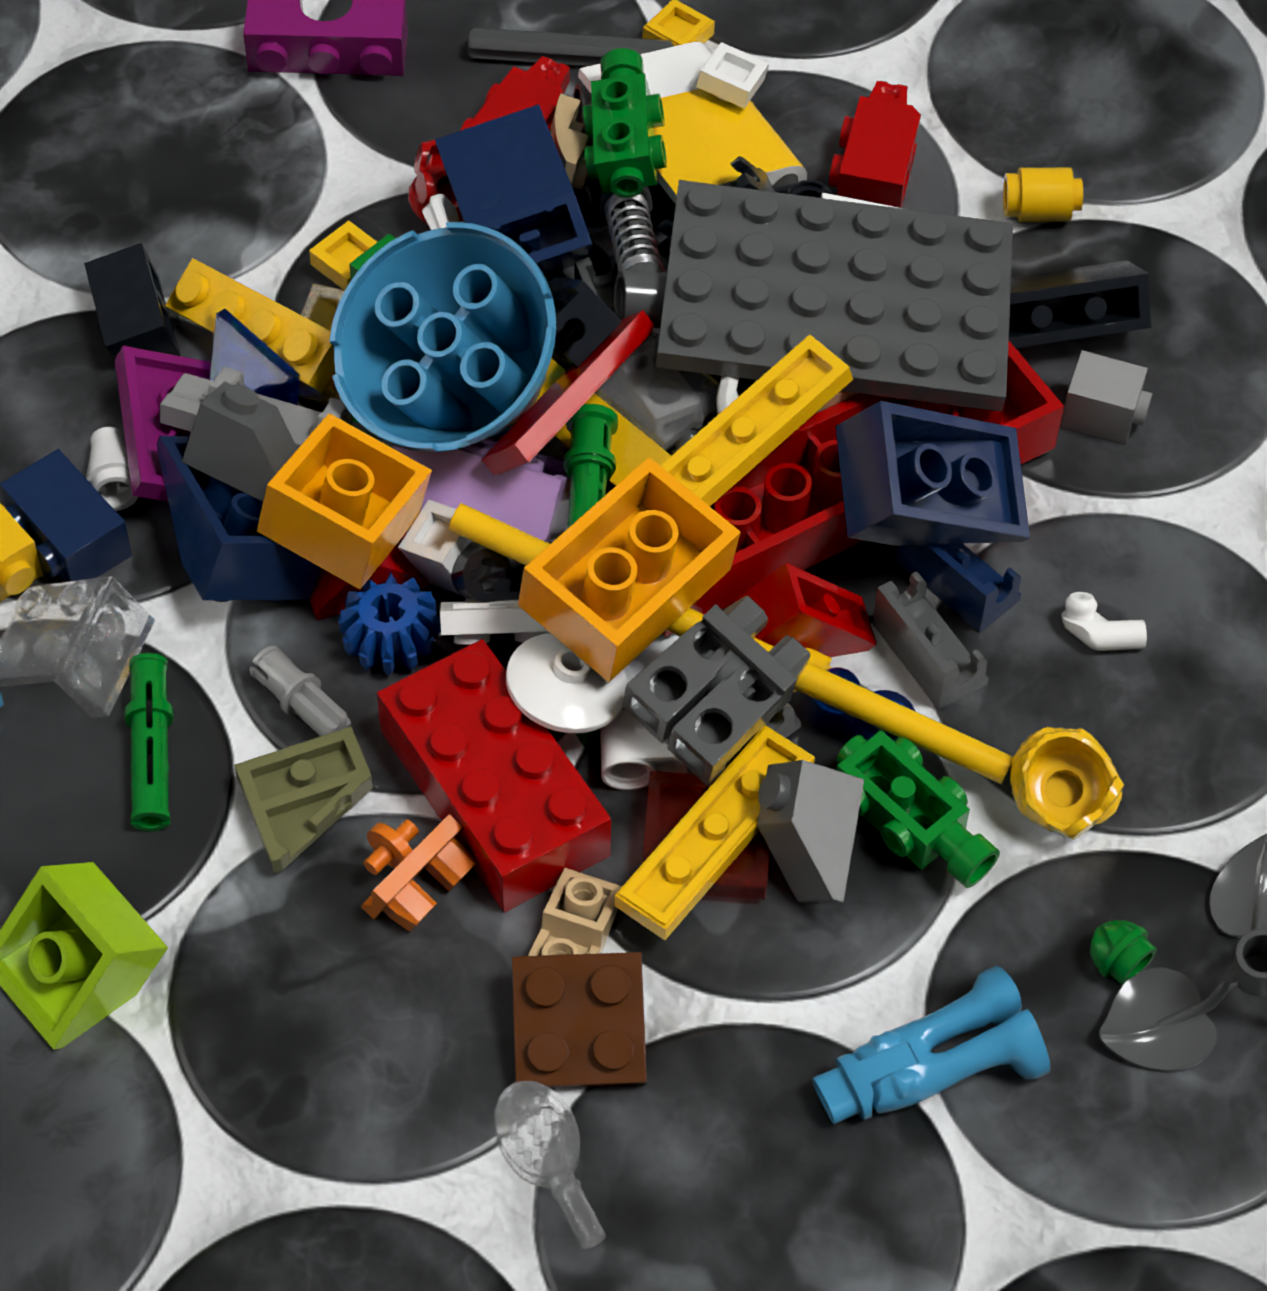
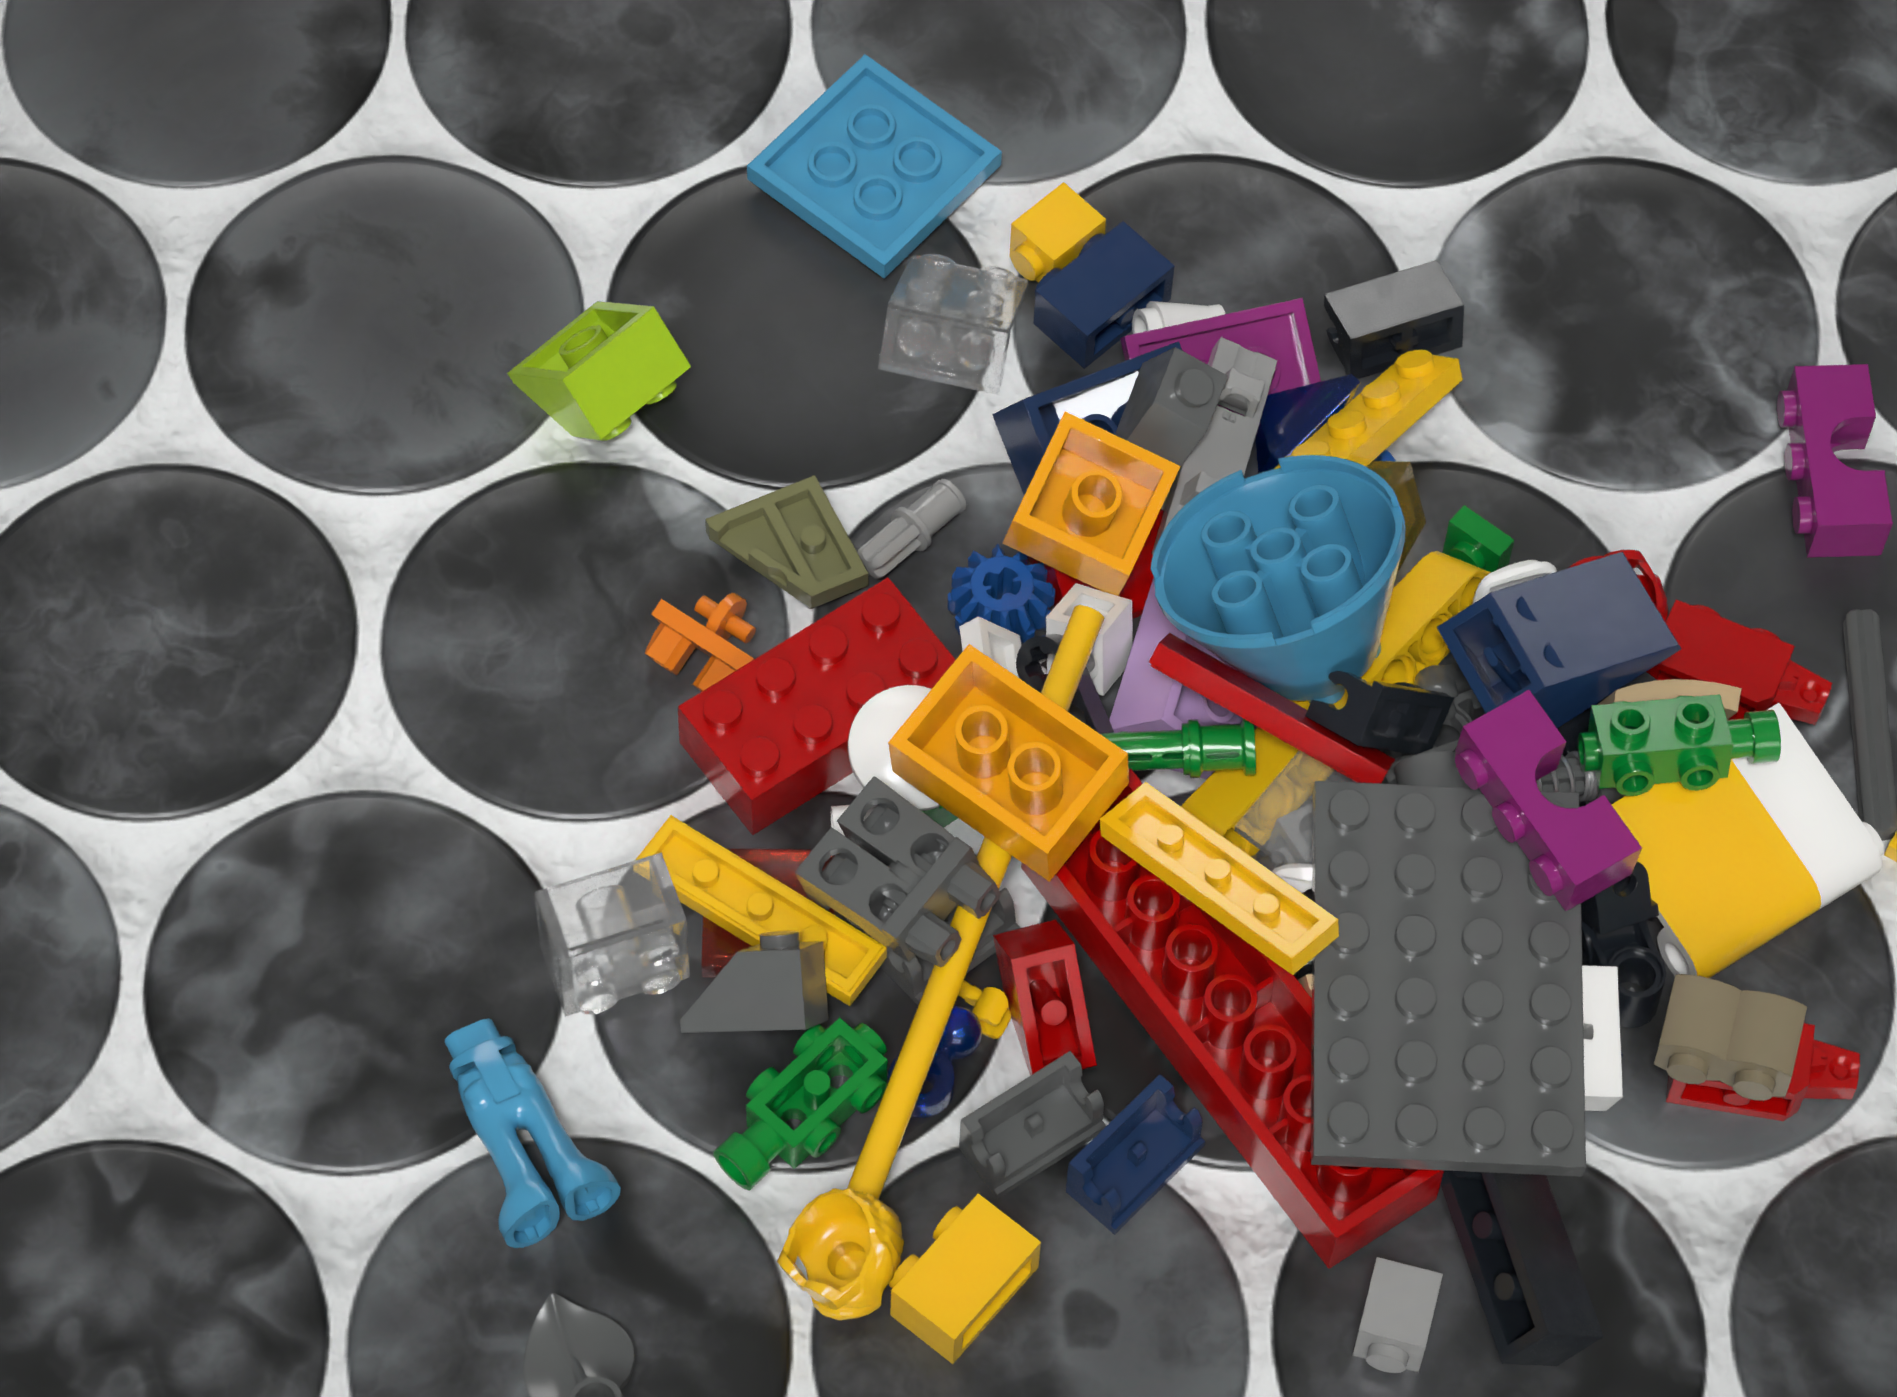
camera: 85 degrees right, 5 degrees up
(149, 801) = (845, 403): green pin -> none
(338, 251) = (1508, 509): yellow plate -> none
(543, 1148) = (409, 786): clear piece -> none
(576, 916) = (640, 797): tan slope -> none
(579, 1020) = (543, 803): reddish brown plate -> none
(668, 200) = (1568, 848): none -> magenta arch
(732, 75) = (1803, 870): white plate -> none
(747, 947) = (613, 935): none -> clear brick
(884, 133) = (1730, 1037): none -> dark tan brick
(930, 478) = (1193, 1087): dark blue slope -> none
(1042, 194) = (1711, 1250): yellow brick -> none
(1077, 688) = (963, 1277): none -> yellow brick
(1097, 632) = (1070, 1307): white arm -> none
(1121, 949) = (652, 1317): green plate -> none

